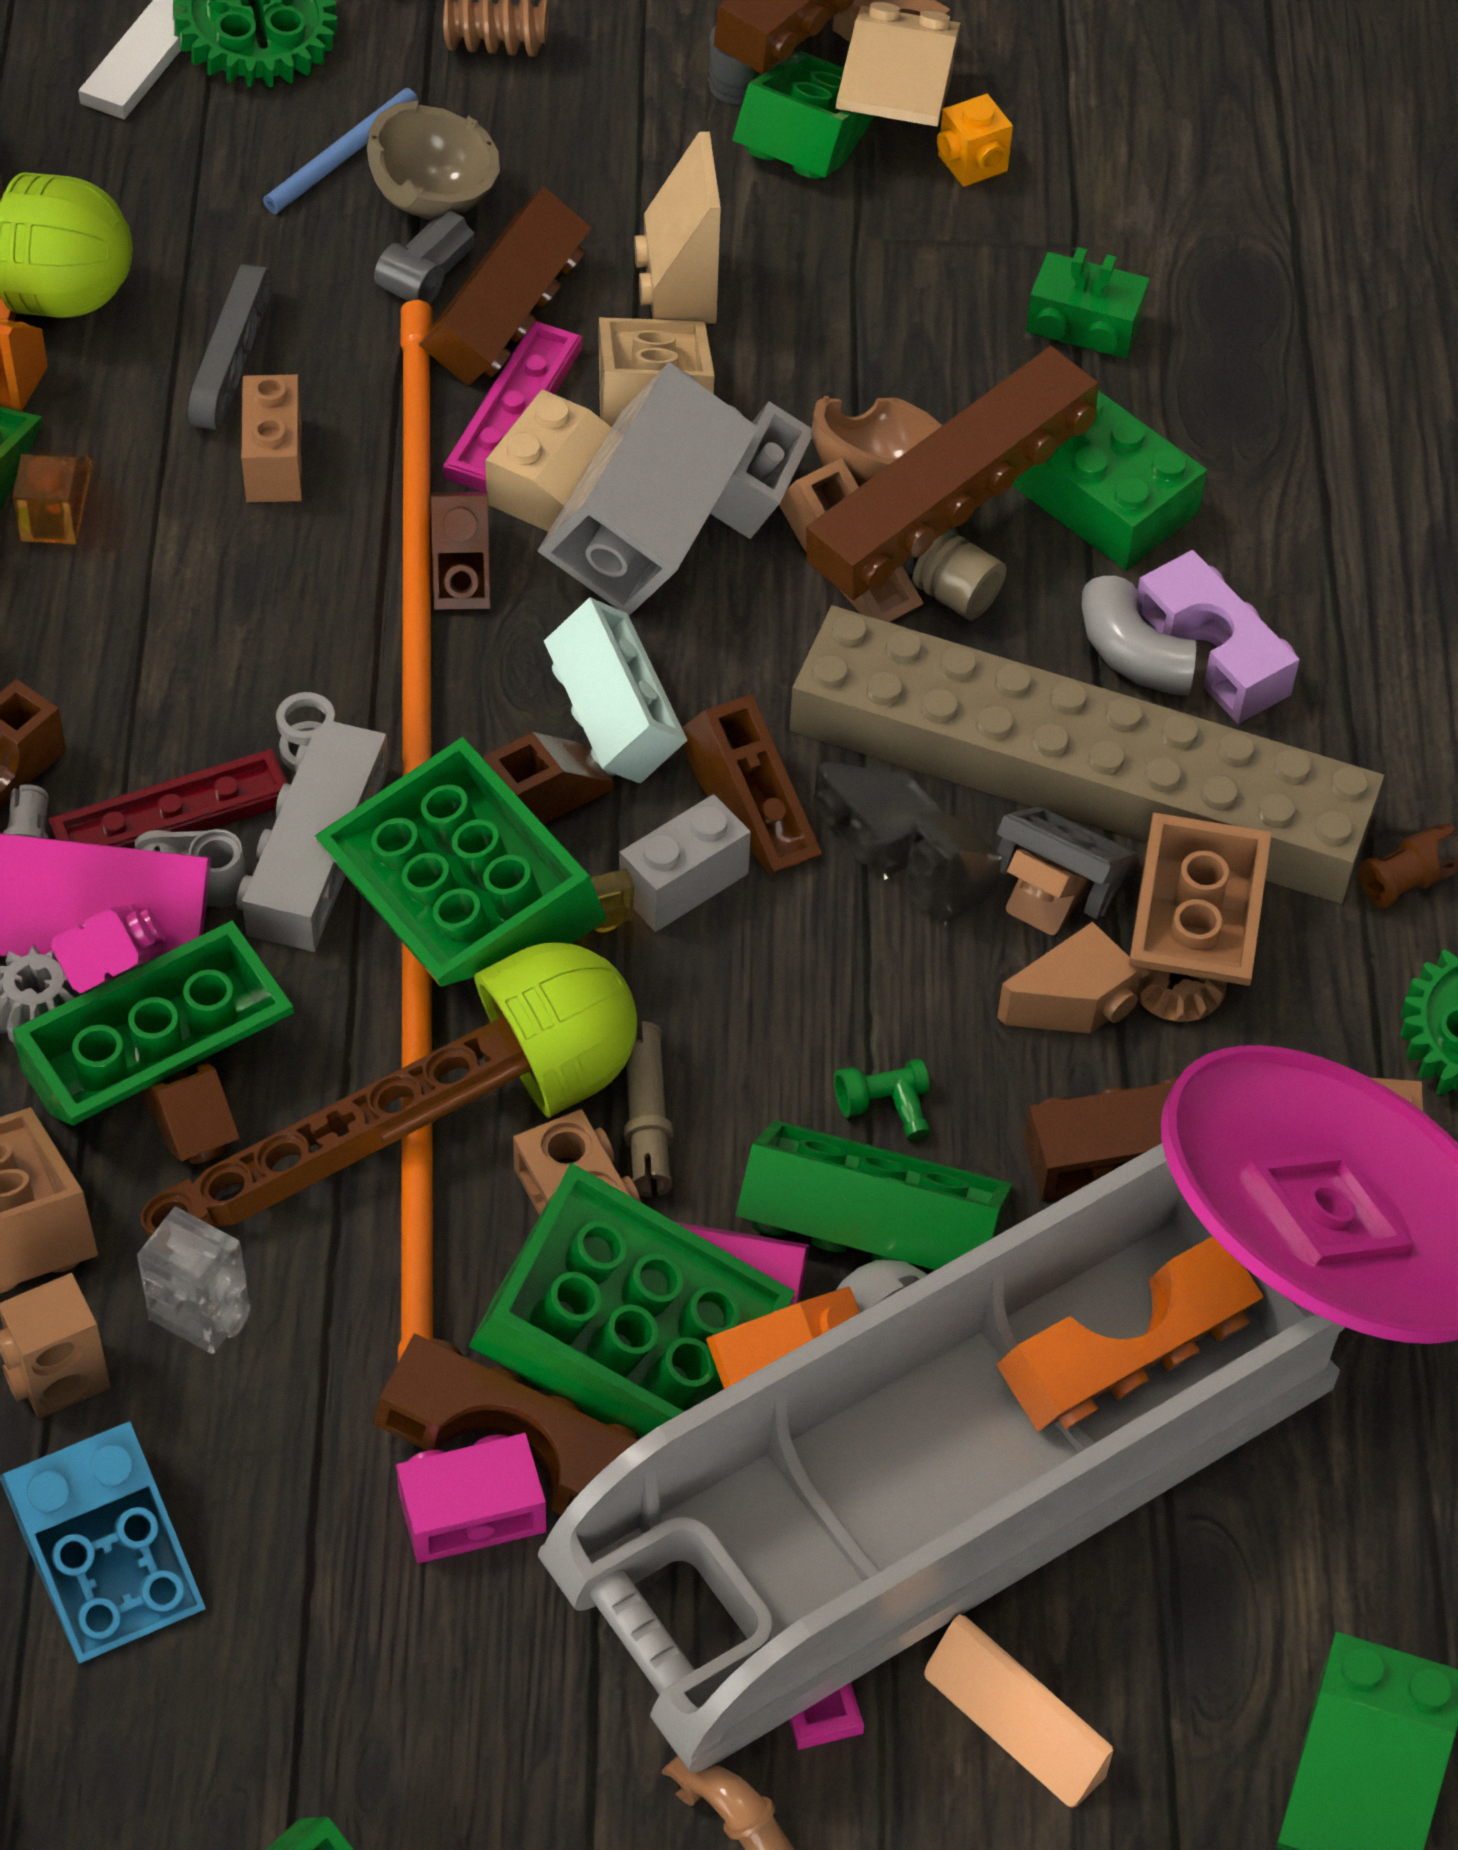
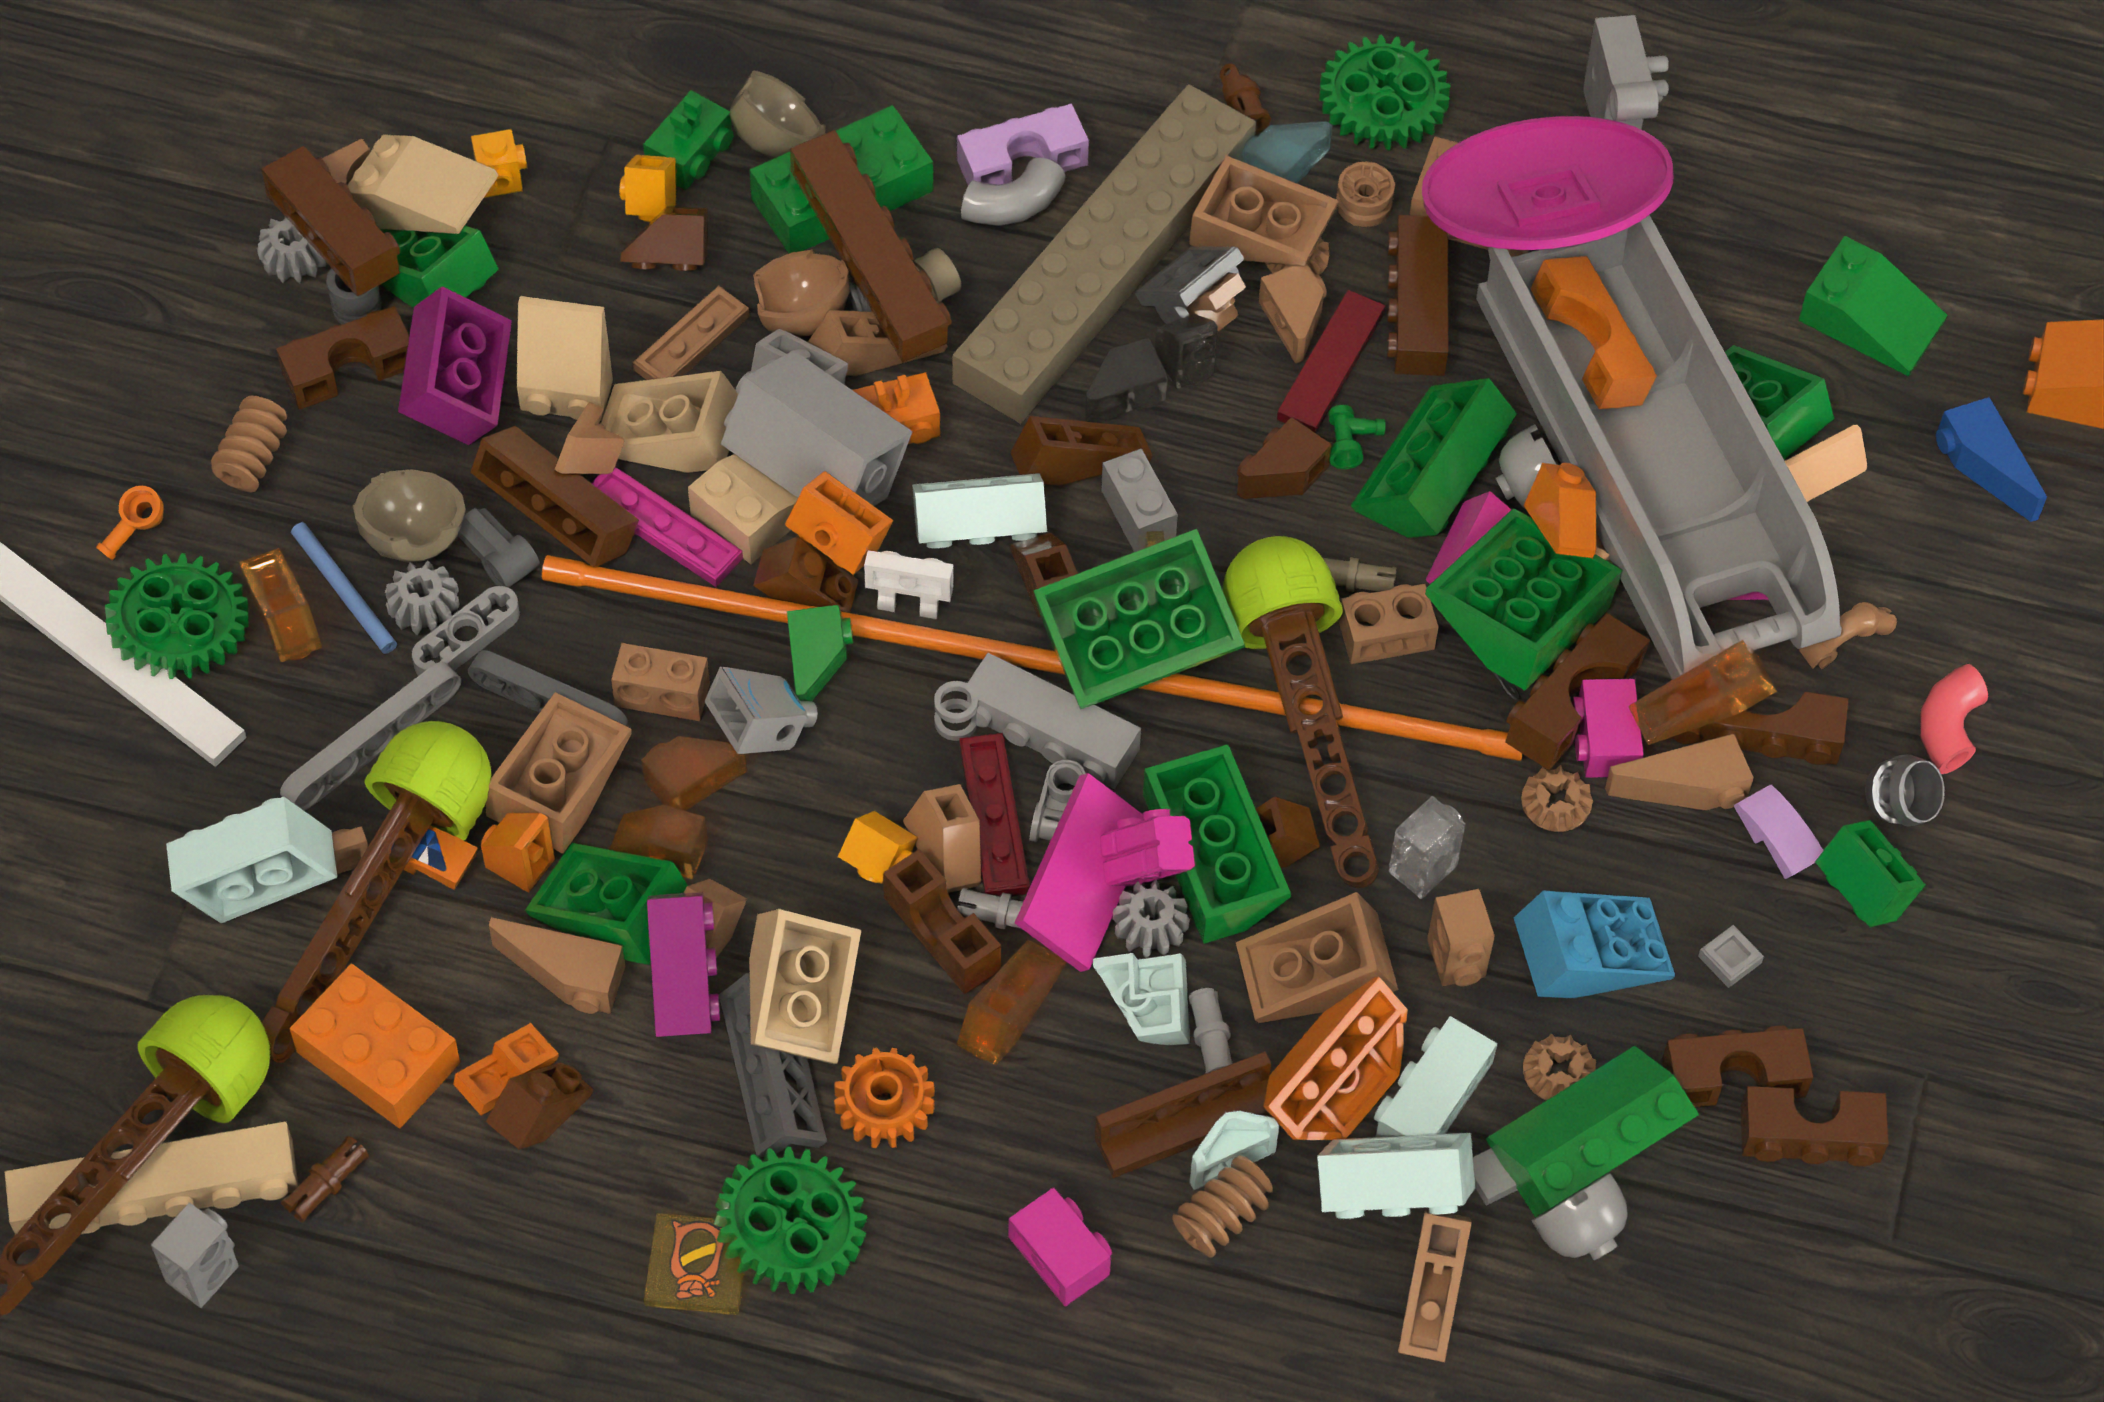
camera: 75 degrees left, 5 degrees up
(83, 685) = (876, 845): none -> light orange brick
(103, 753) = (948, 835): none -> medium nougat slope
(110, 363) = (558, 768): none -> medium nougat slope
(124, 1733) = (1731, 956): none -> light grey tile
(151, 212) = (370, 736): none -> light grey beam
(151, 492) = (691, 770): none -> clear orange slope
(240, 529) = (758, 710): none -> light grey torso
(266, 237) = (468, 616): none -> light grey beam
(289, 95) = (281, 605): none -> clear orange slope
(336, 209) = (422, 597): none -> light grey gear
(346, 567) = (817, 647): none -> green slope
(347, 1758) = (1781, 828): none -> lavender slope
(353, 1480) = (1562, 815): none -> medium nougat gear
(420, 1636) = (1688, 777): none -> medium nougat slope
(478, 636) = (910, 576): none -> white plate
(519, 530) = (838, 522): none -> orange brick
(523, 1589) = (1704, 694): none -> clear orange slope
(542, 1771) = (1806, 731): none -> reddish brown arch
(583, 288) = (589, 445): none -> medium nougat slope
(632, 144) = (455, 366): none -> magenta brick
(676, 92) = (311, 362): none -> reddish brown arch
(741, 584) = (908, 402): none -> orange brick
(793, 374) = (692, 336): none -> medium nougat tile
(807, 1018) = (1285, 464): none -> reddish brown slope
(923, 316) = (672, 237): none -> reddish brown slope
(992, 276) = (648, 186): none -> light orange brick
(1004, 1051) = (1331, 361): none -> dark red tile
(1122, 1617) = (1786, 398): none -> green slope
(1149, 363) = (772, 116): none -> dark tan cylinder
(1313, 1016) = (1363, 180): none -> medium nougat wheel
(1335, 930) = (1289, 148): none -> clear light blue slope

